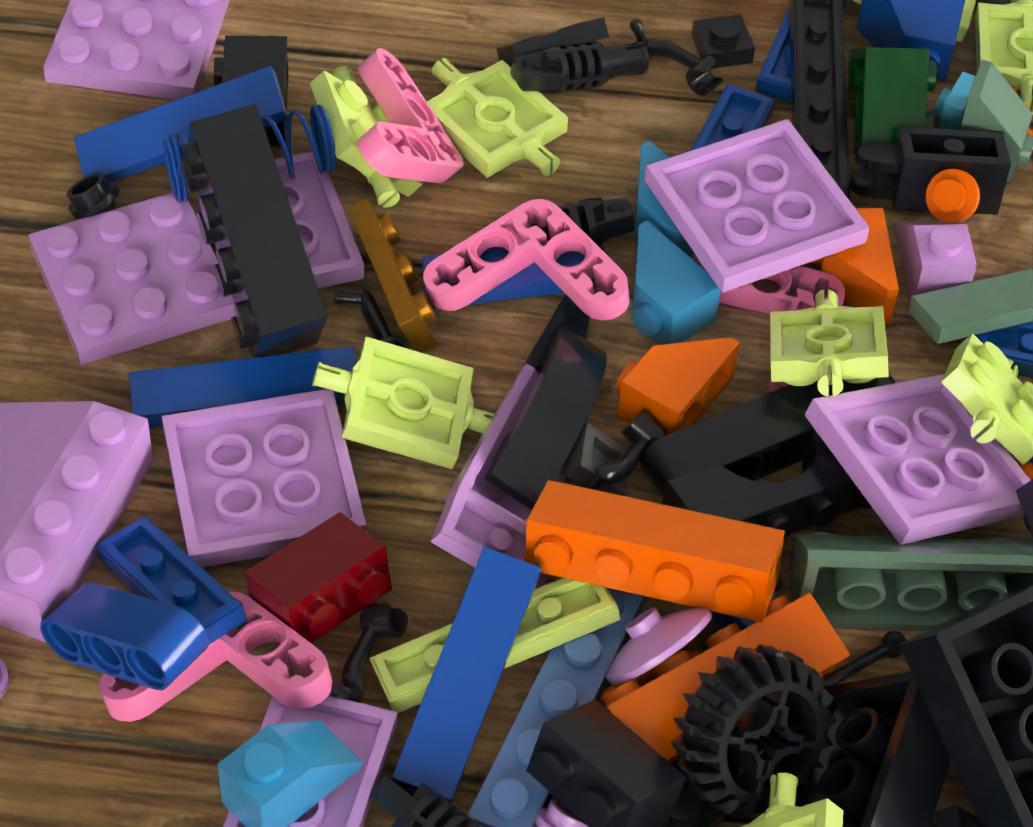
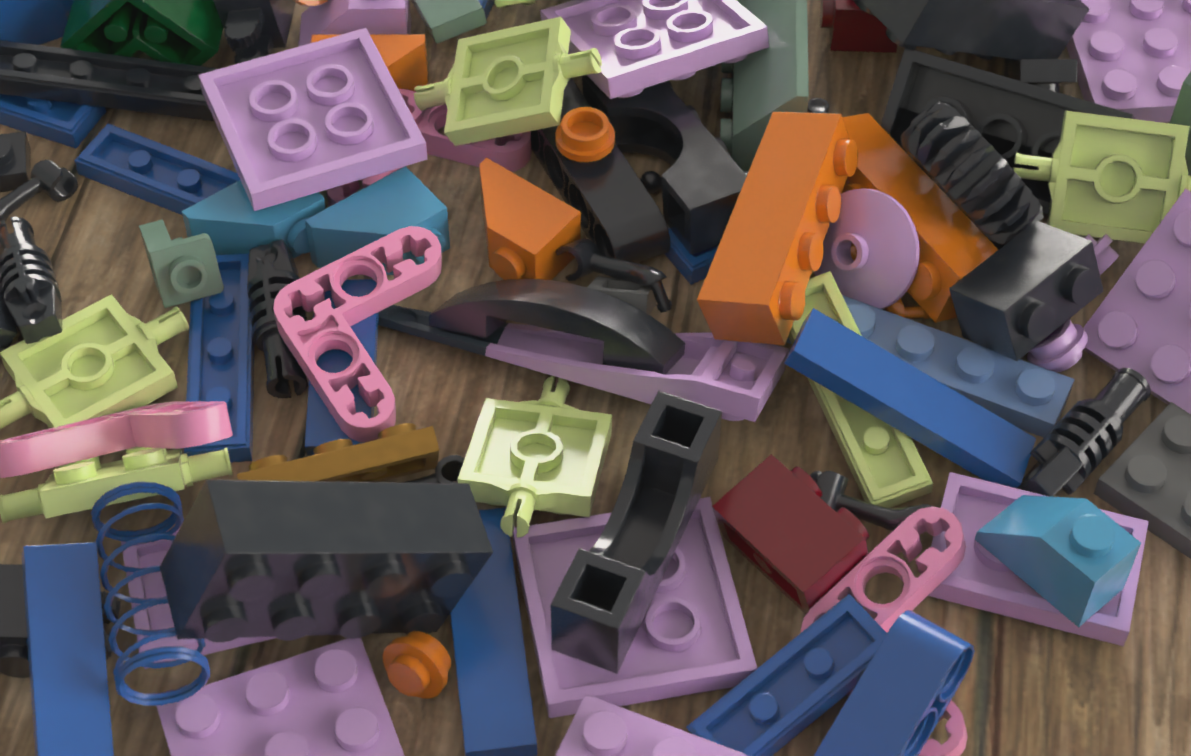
camera: 85 degrees left, 0 degrees up
(206, 337) = (417, 665): none -> orange plate
(236, 428) = (617, 578): none -> black arch
(475, 203) = (224, 356): none -> blue tile
(599, 145) = (179, 266): none -> sand green bracket
(768, 407) = (585, 135): none -> orange plate

